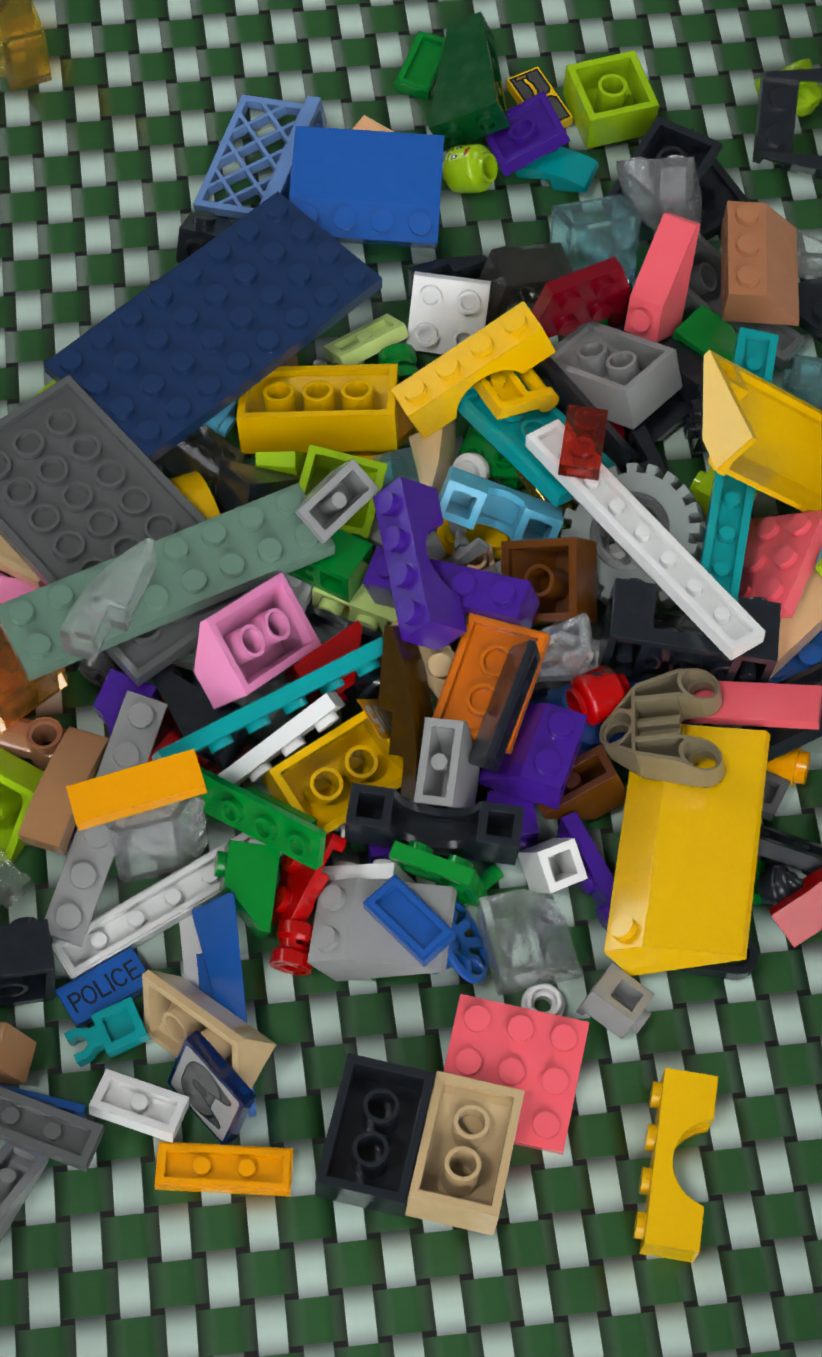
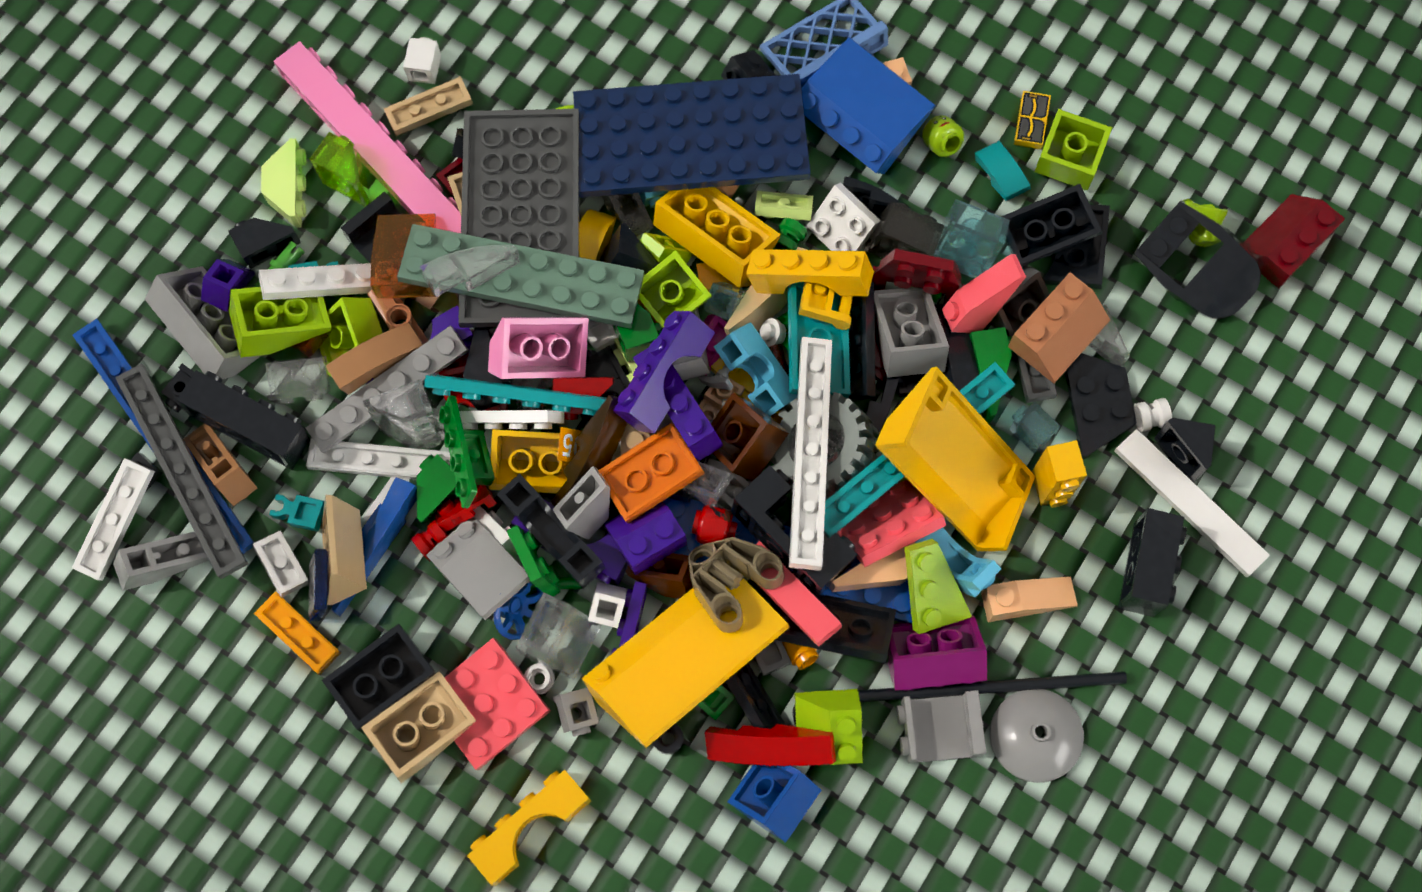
camera: 45 degrees right, 10 degrees up
(102, 987) = (318, 483): blue tile -> none
(136, 789) = (392, 389): light orange tile -> none
(336, 499) = (649, 297): light grey slope -> none
(409, 920) = (487, 576): blue tile -> none
(421, 66) = (980, 46): green tile -> none
(468, 85) = (992, 79): dark green slope -> none
(505, 706) = (639, 495): black slope -> none
(531, 134) = (997, 136): dark purple plate -> none
(583, 442) = (829, 366): clear red plate -> none
(661, 187) = (1030, 240): clear slope -> none
(777, 884) = (728, 715): black plate -> none

